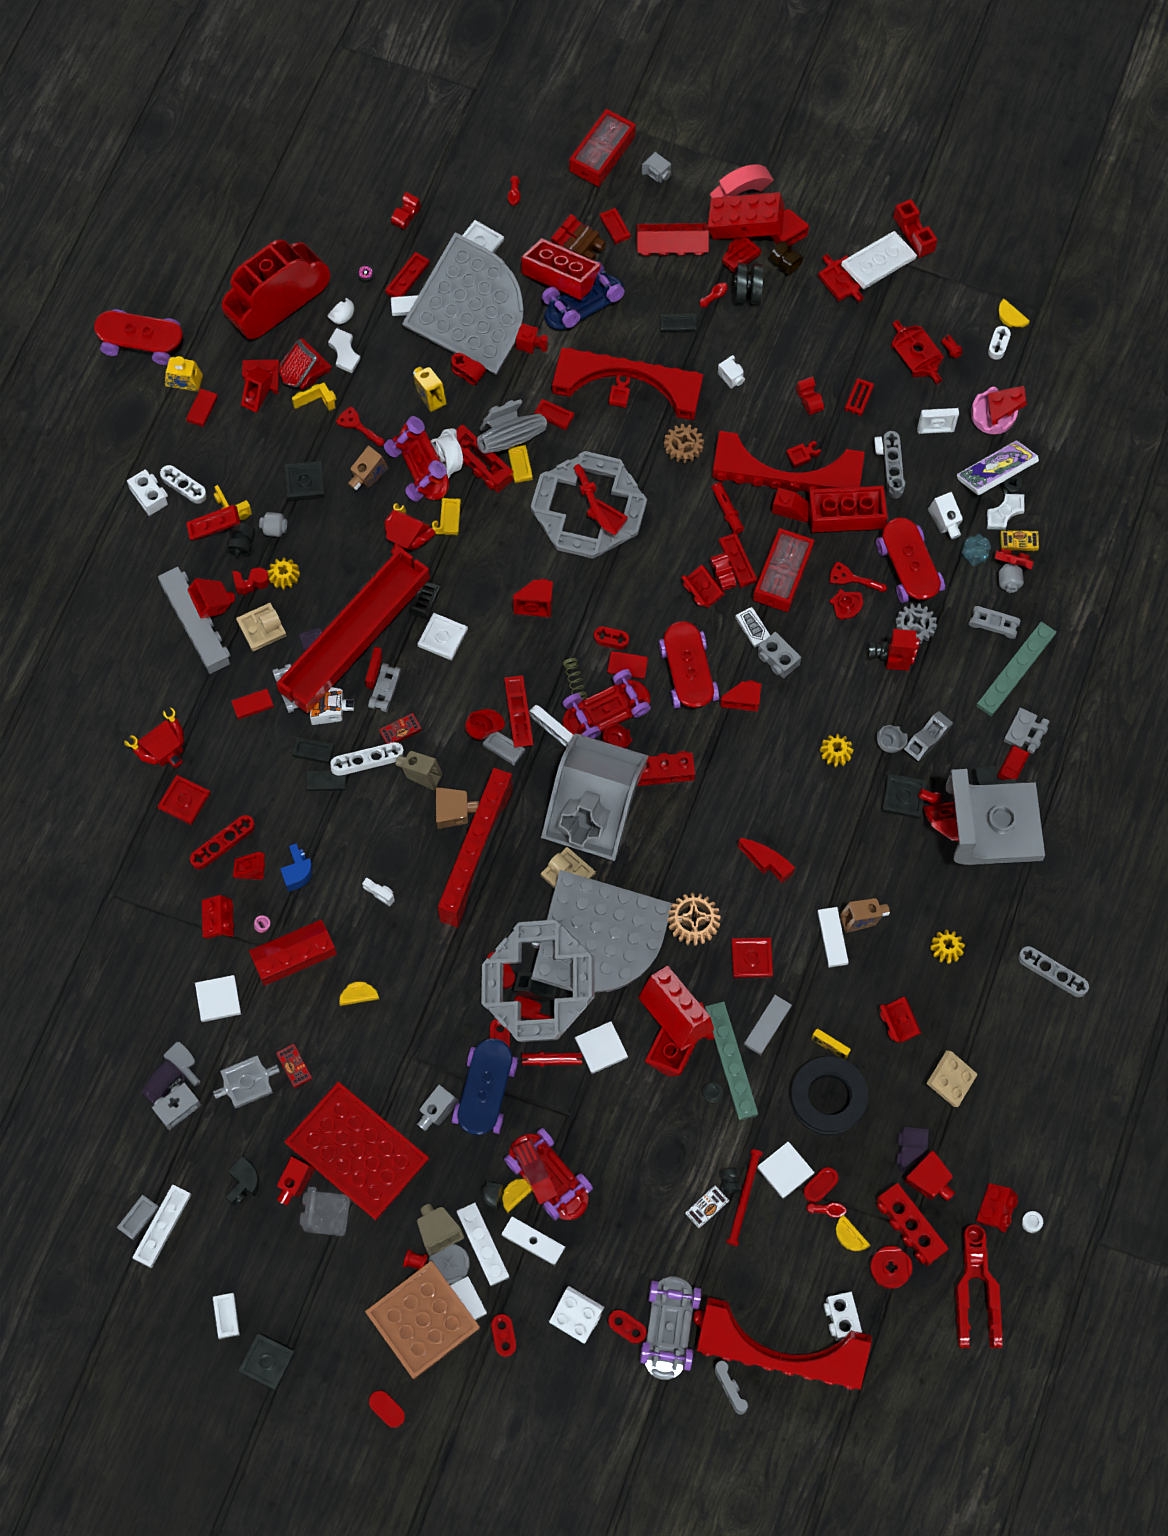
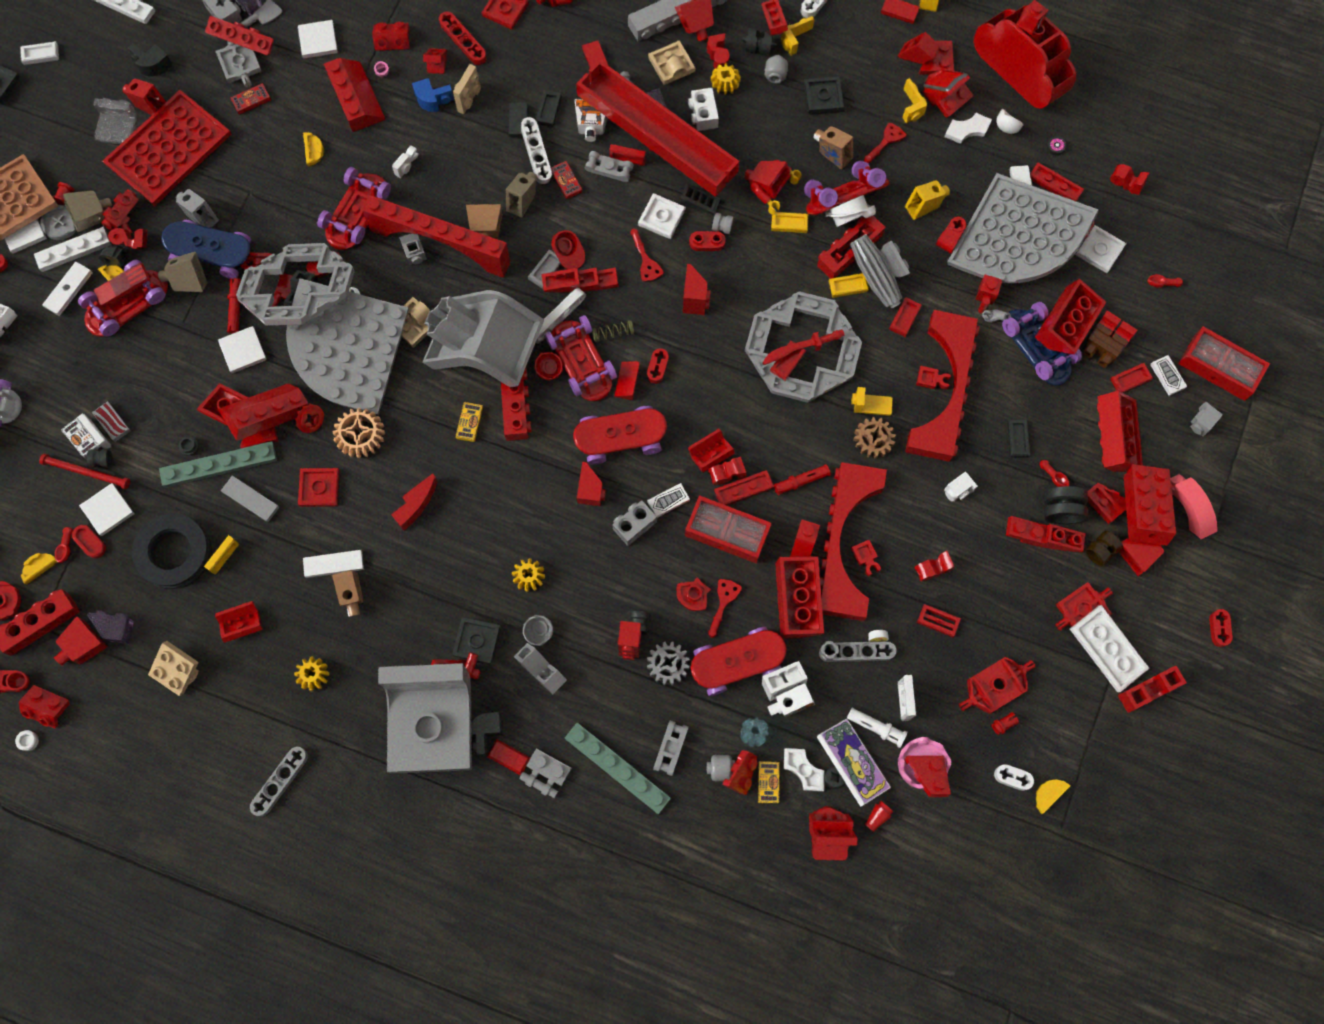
camera: 90 degrees right, 5 degrees up
(217, 1077) = (239, 35): none -> red bracket
(259, 265) = (1032, 17): none -> red brick
(290, 825) = (467, 89): none -> tan plate
(319, 589) = (705, 109): none -> white brick
(436, 940) = (348, 222): none -> red piece
(439, 1190) = (118, 214): none -> red brick
(454, 576) = (722, 223): none -> light grey wheel
(471, 591) = (707, 241): none -> red plate
(473, 1185) = (123, 237): none -> red leg
(482, 885) = (416, 256): none -> light grey window
(496, 649) = (646, 261): none -> red piece
(518, 1109) = (184, 273): none -> dark tan torso
(552, 334) = (995, 315): none -> light grey arm
(611, 195) = (1168, 375): none -> tile
(648, 444) = (870, 403): none -> yellow bracket
(676, 814) = (469, 422): none -> tile
(681, 967) = (317, 418): none -> red gear
(687, 1177) = (111, 421): none -> tile
(701, 1189) = (94, 431): none -> white tile
(775, 303) = (1045, 536): none -> red slope
(853, 173) = (1220, 628): none -> red beam
(928, 521) = (783, 680): none -> white brick
(965, 443) = (885, 730): none -> white pin
(1043, 450) = (878, 816): none -> red cone
(1062, 486) = (831, 834): none -> red piece

